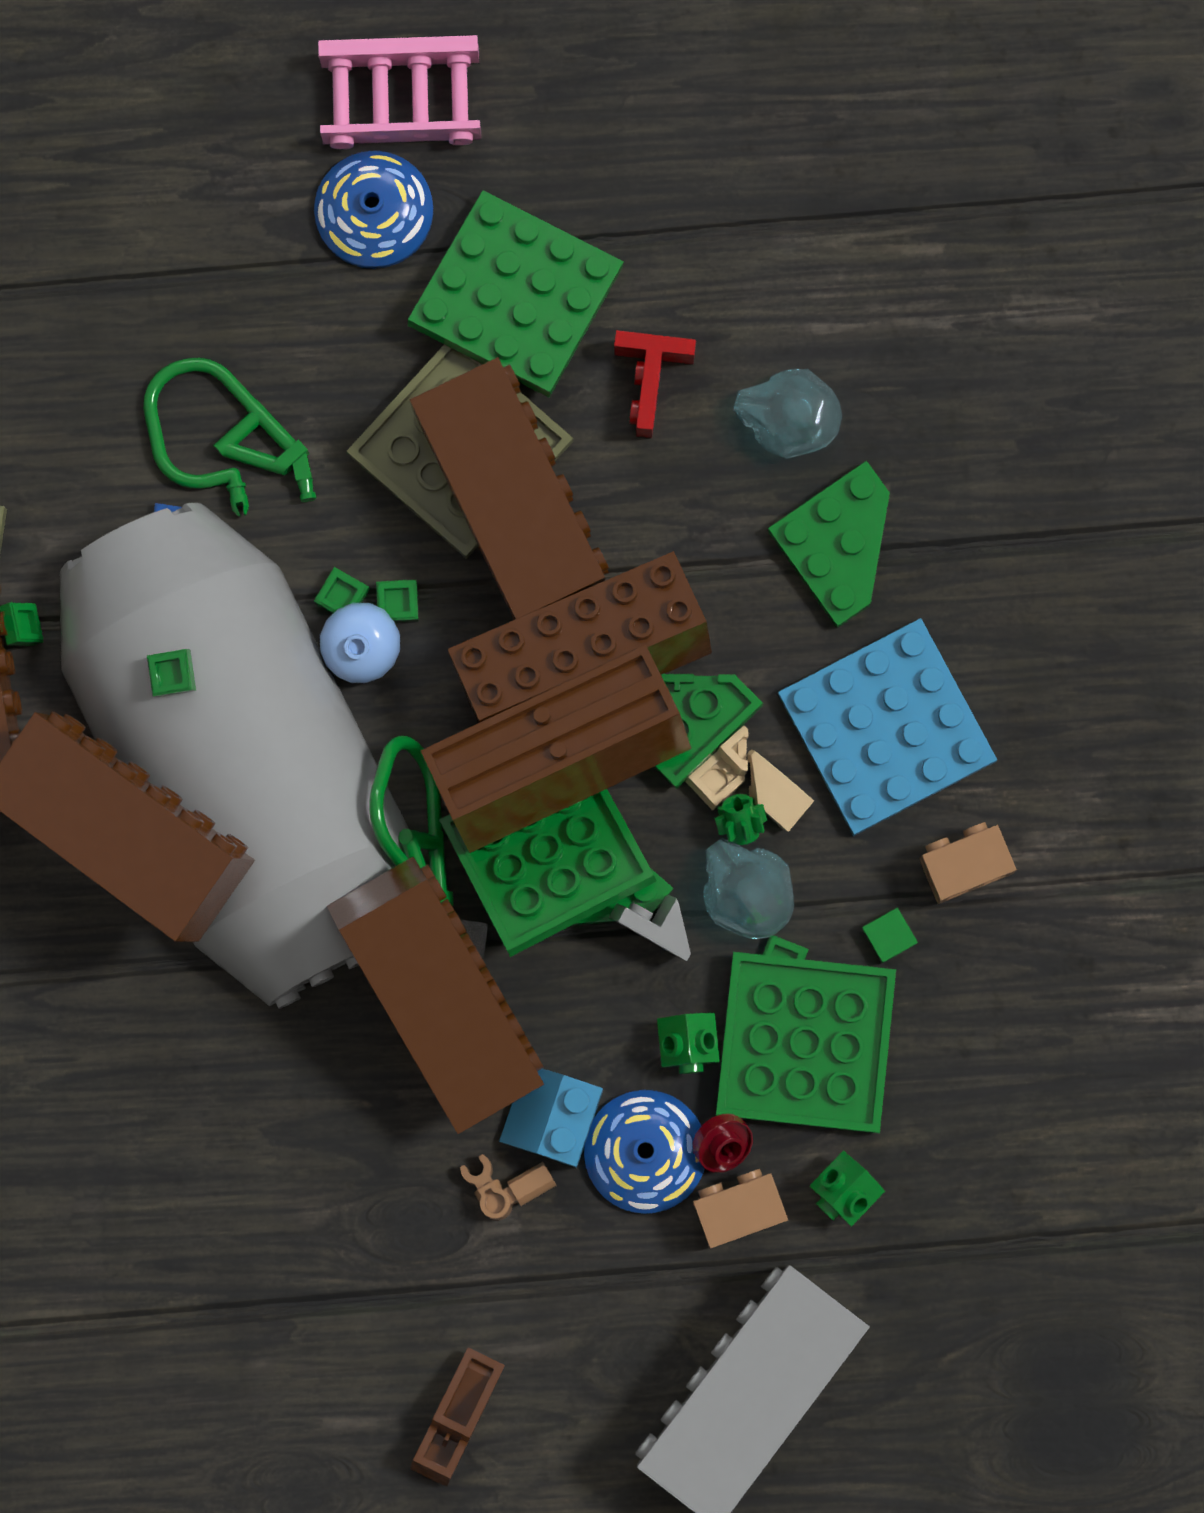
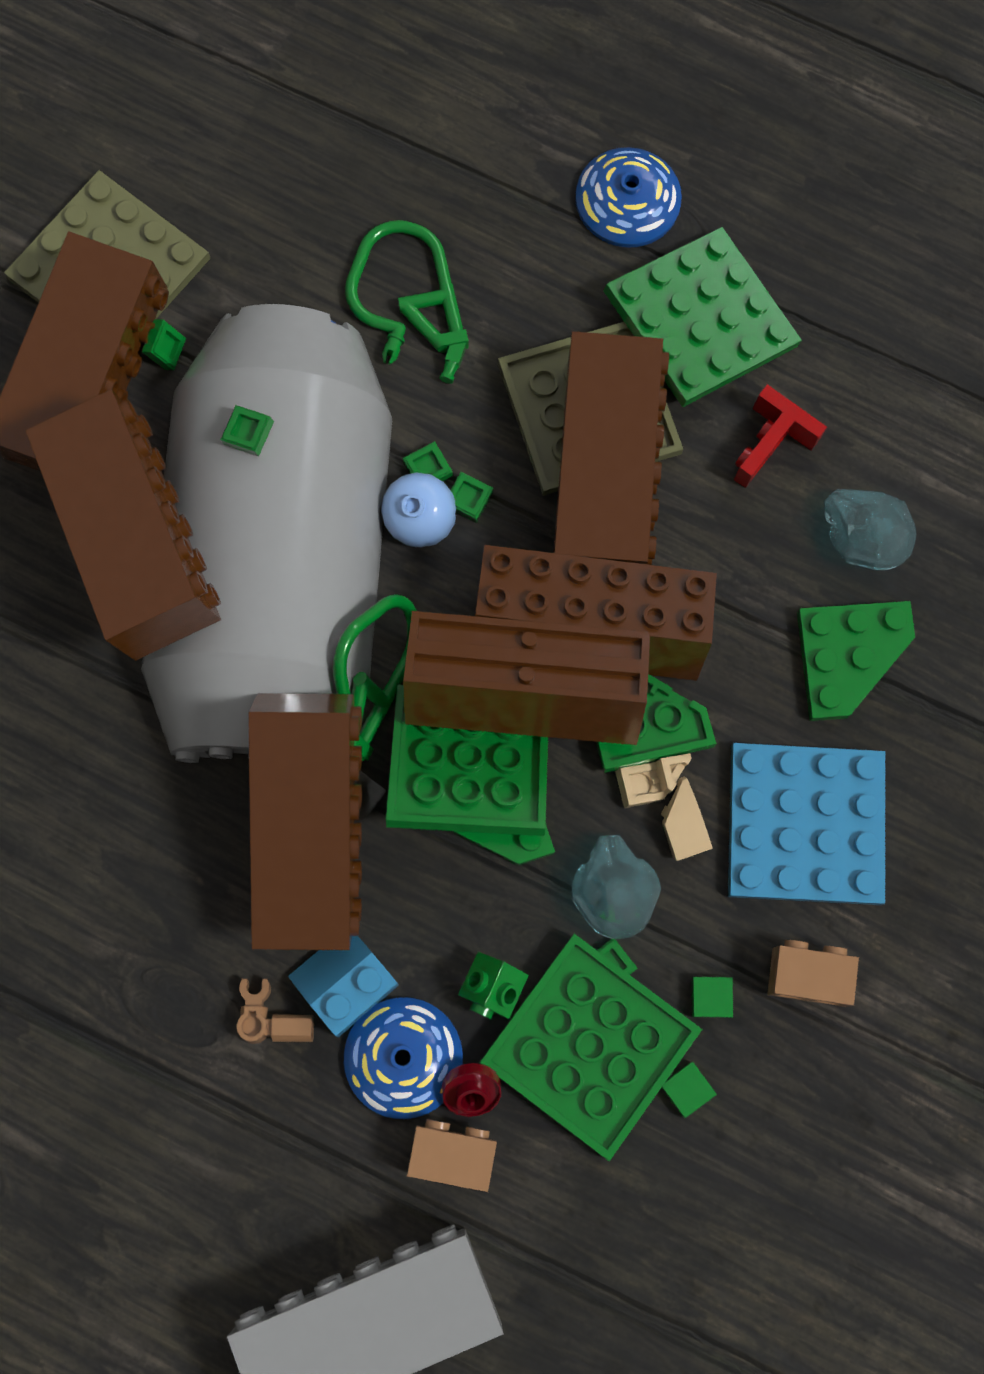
camera: 20 degrees right, 5 degrees down
(379, 57) = (716, 91): bright pink fence -> none
(457, 1417) = (109, 1190): reddish brown slope -> none
(665, 929) = (528, 881): light grey slope -> none
(740, 819) = (643, 827): green gear -> none
(846, 1189) = (552, 1194): green brick -> none
(914, 1030) = (688, 1089): none -> green tile

